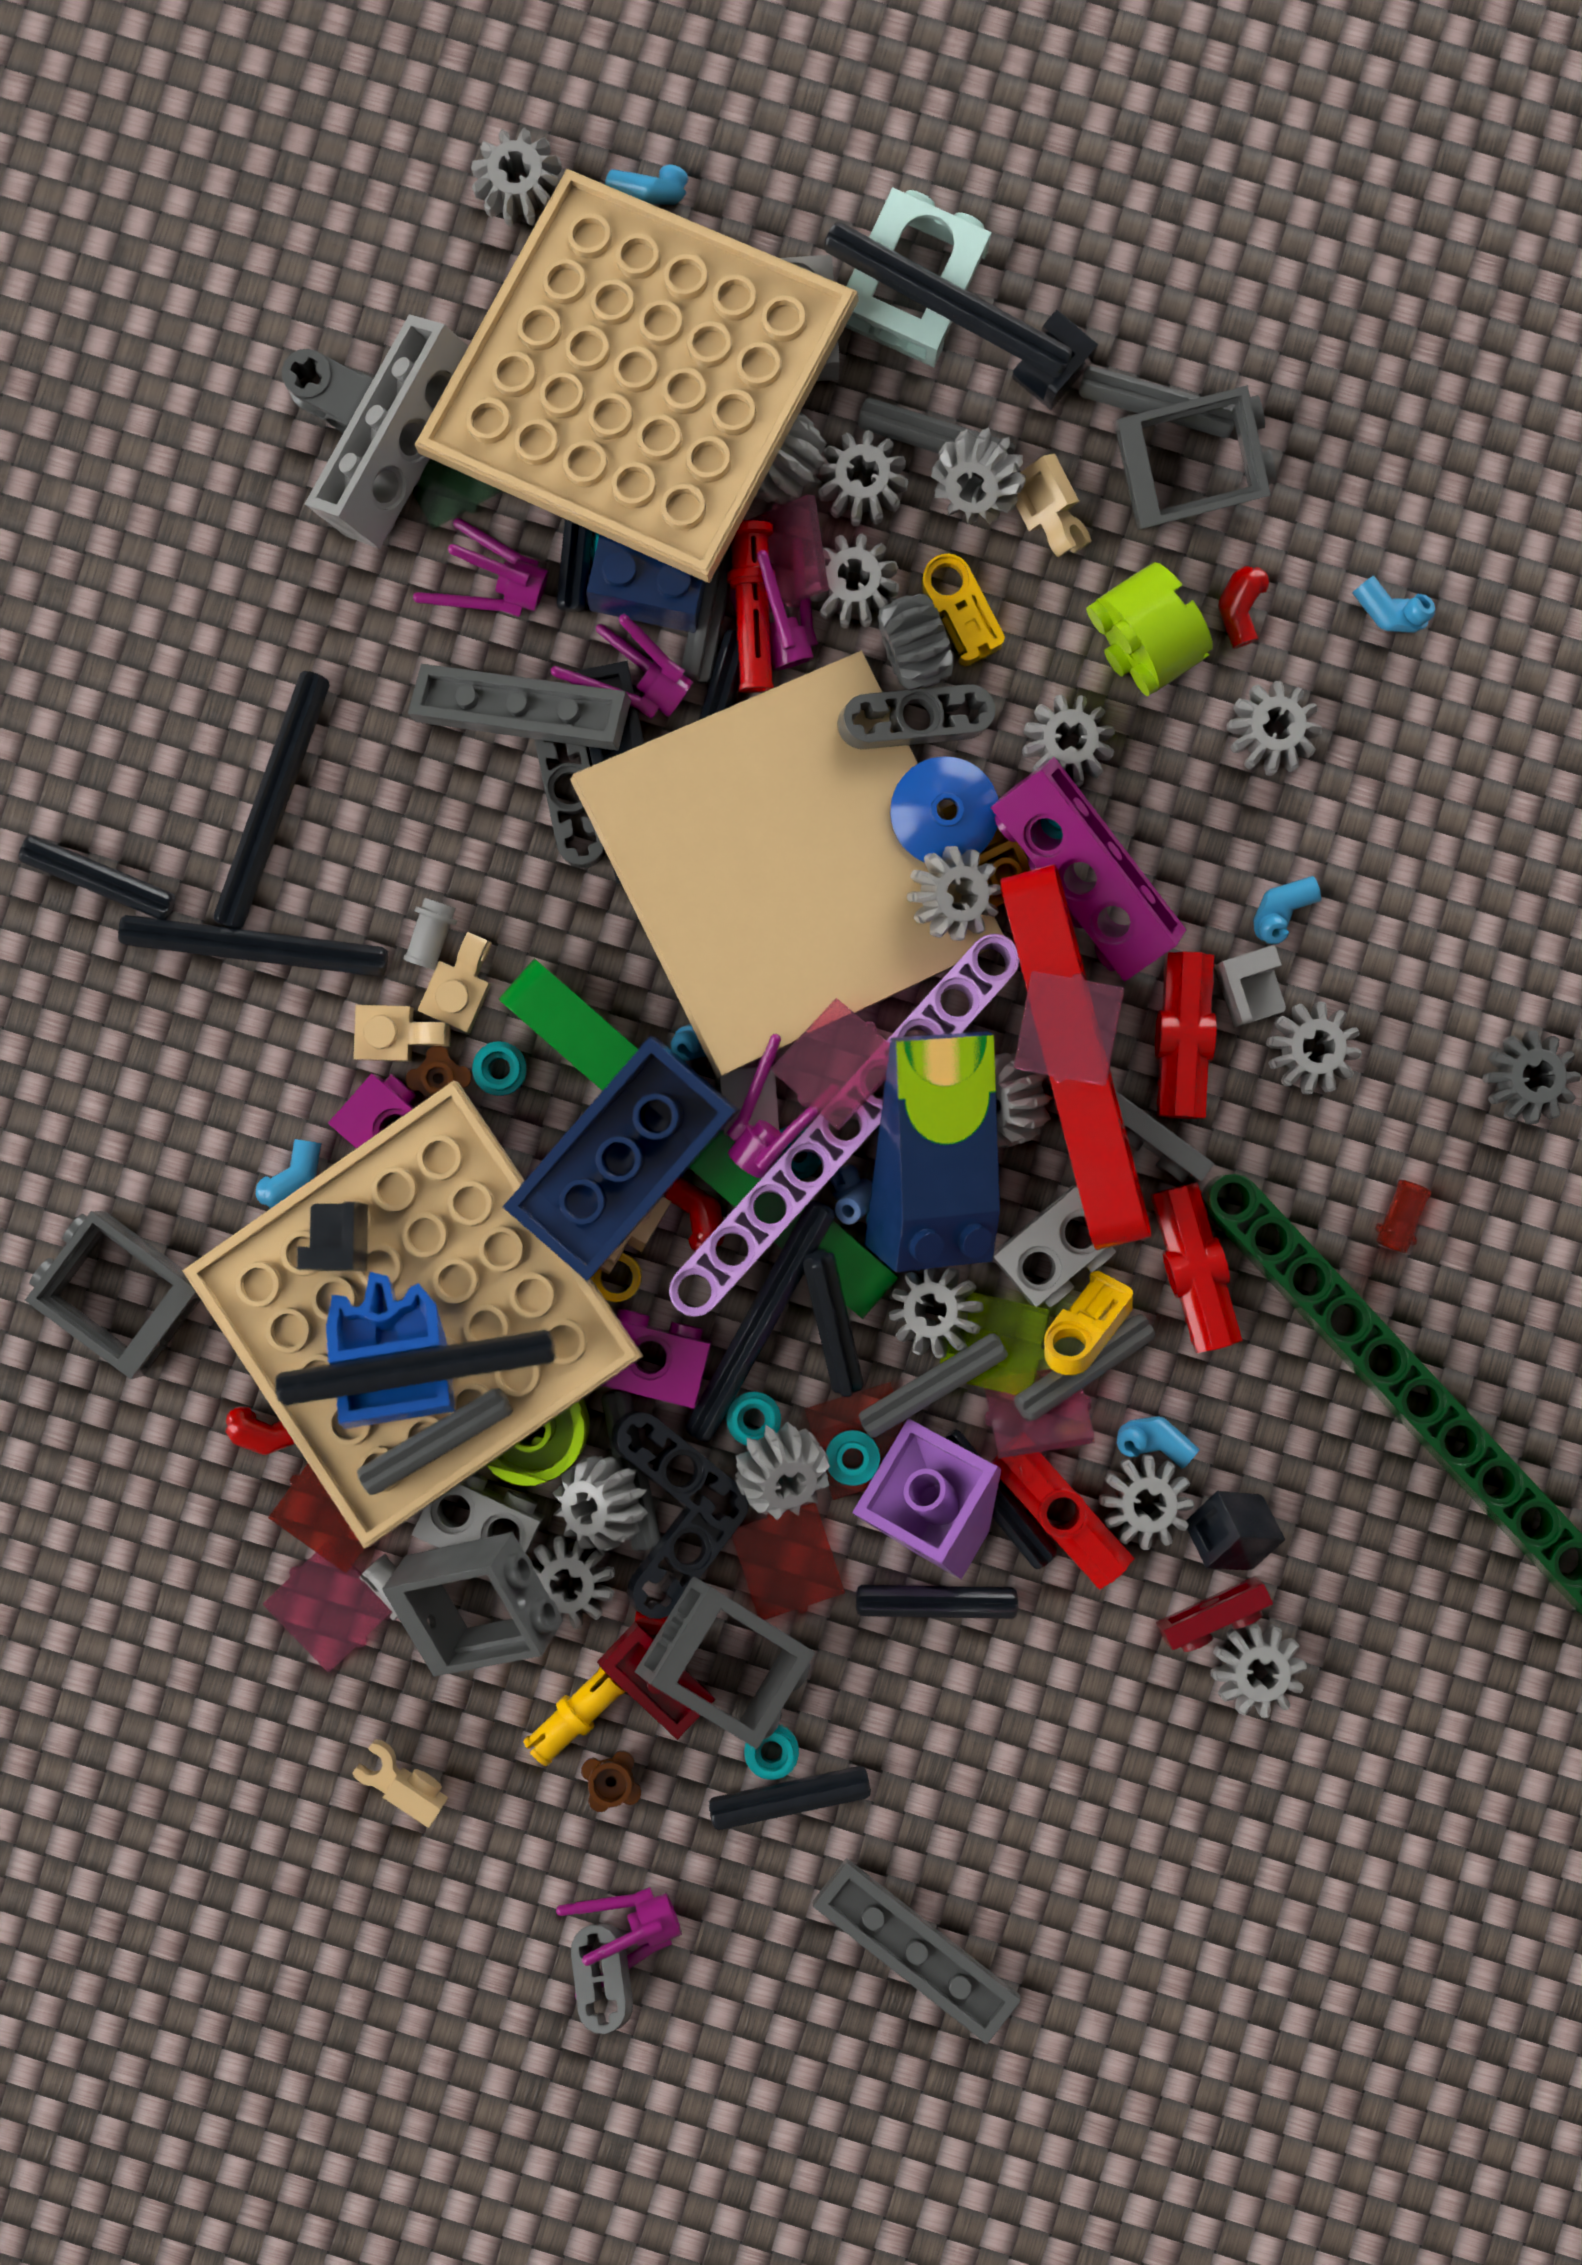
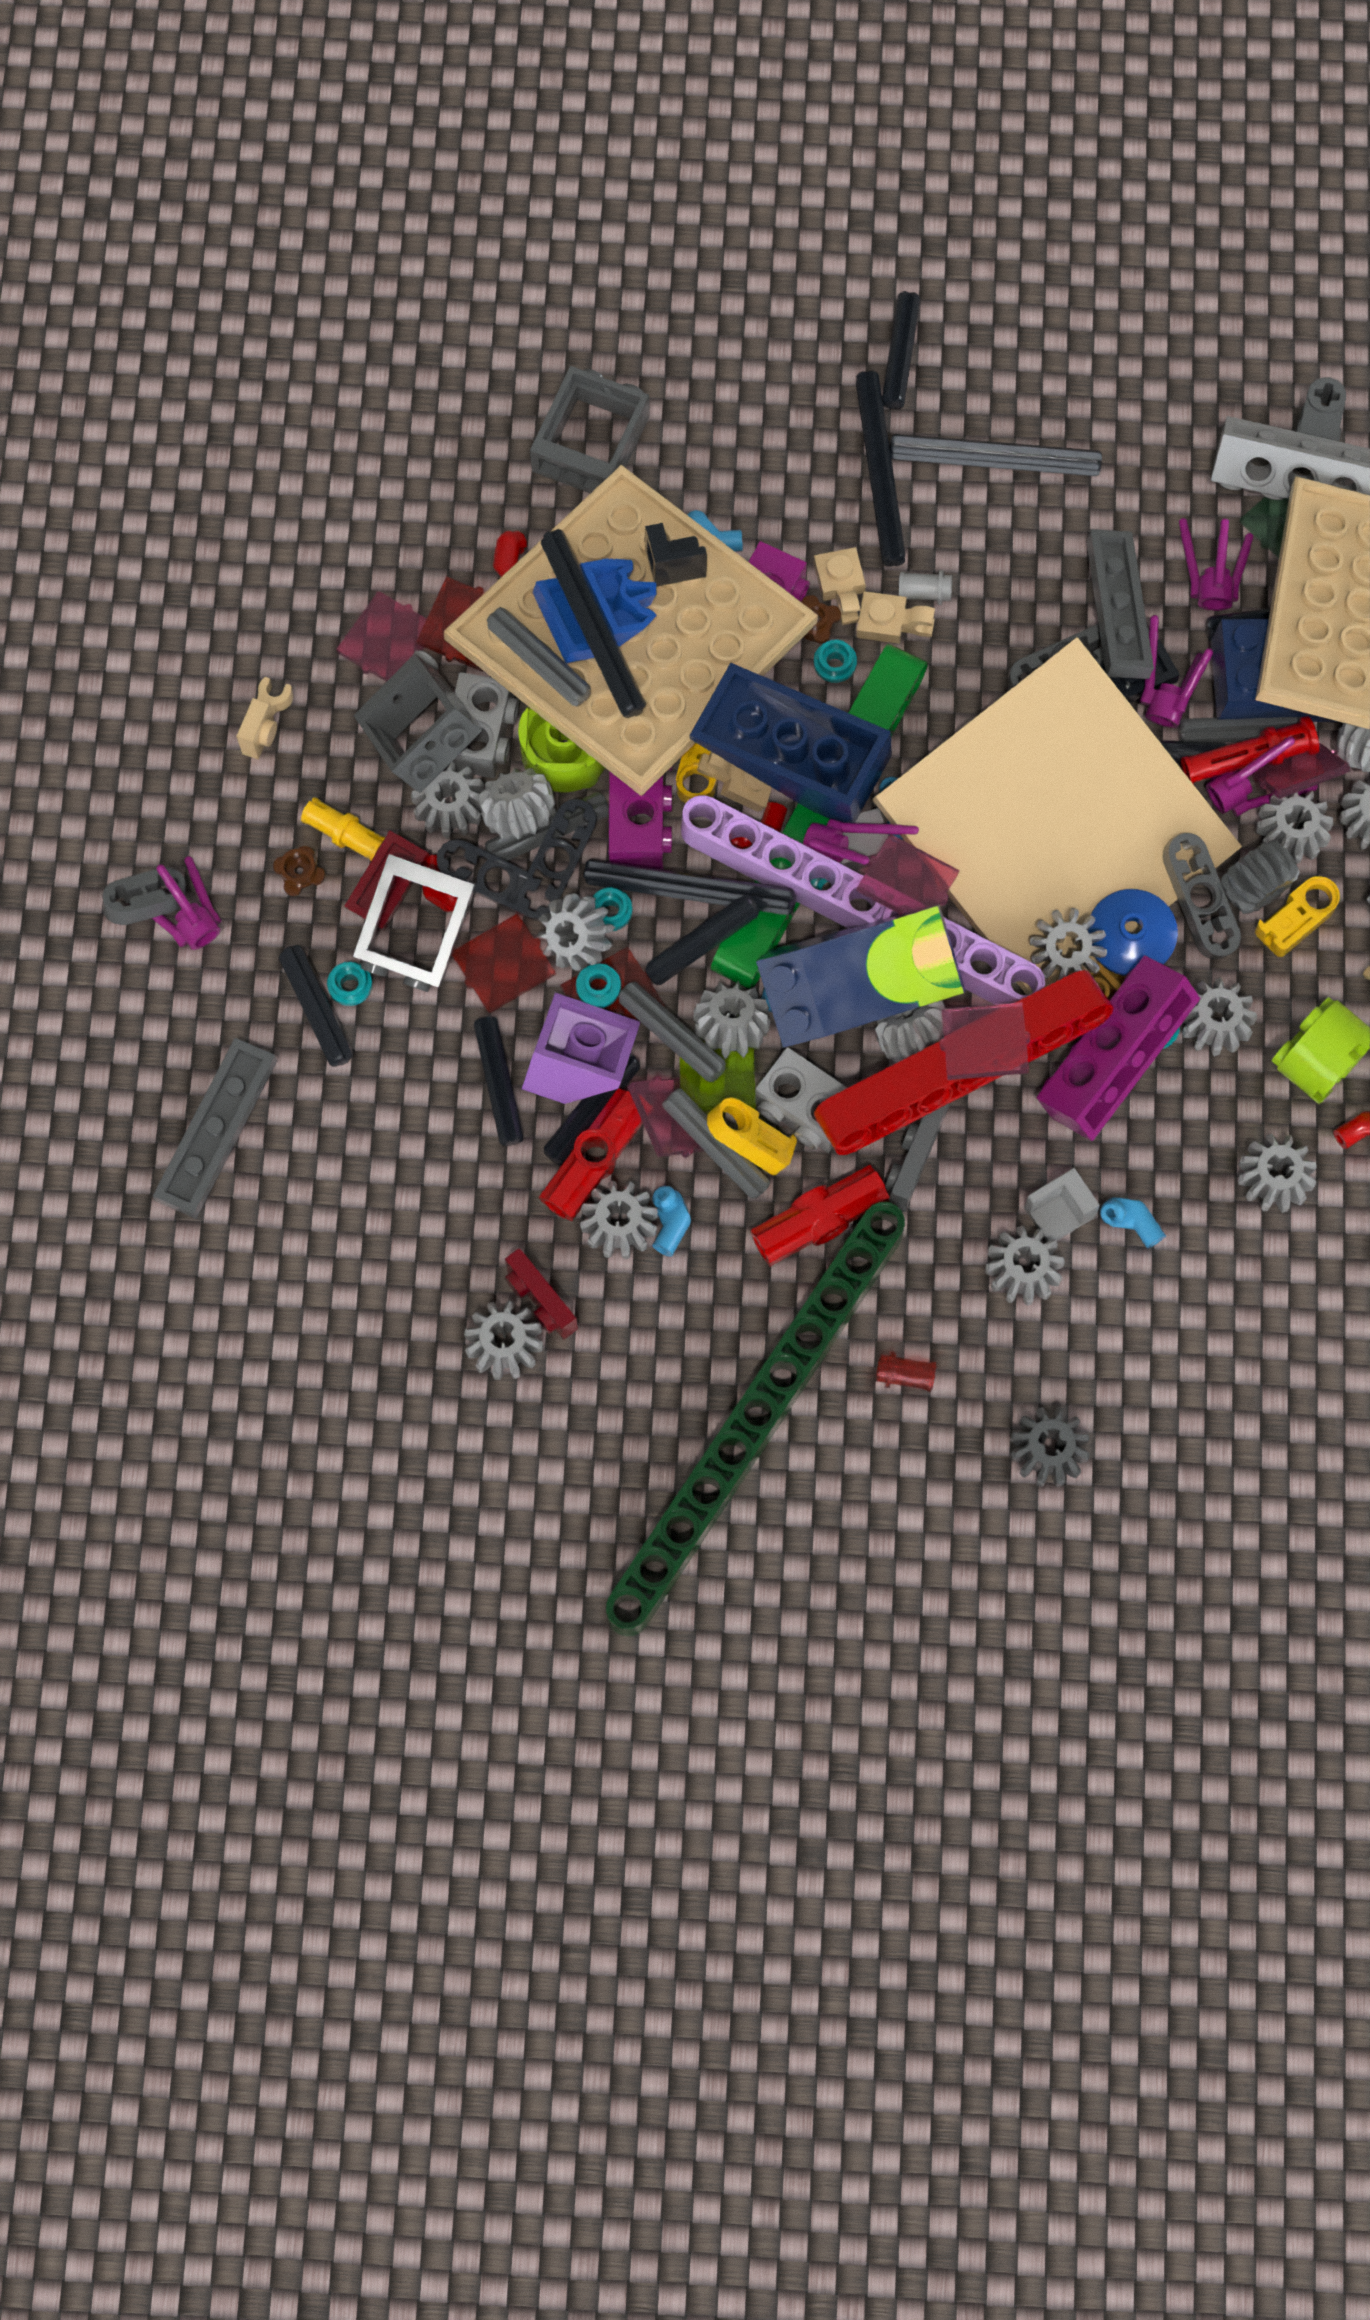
camera: 75 degrees right, 15 degrees down
(851, 1193) = (798, 930): medium blue arm -> none
(1185, 1035) = (1005, 1163): red piece -> none
(1234, 1531) = (612, 1295): black panel -> none

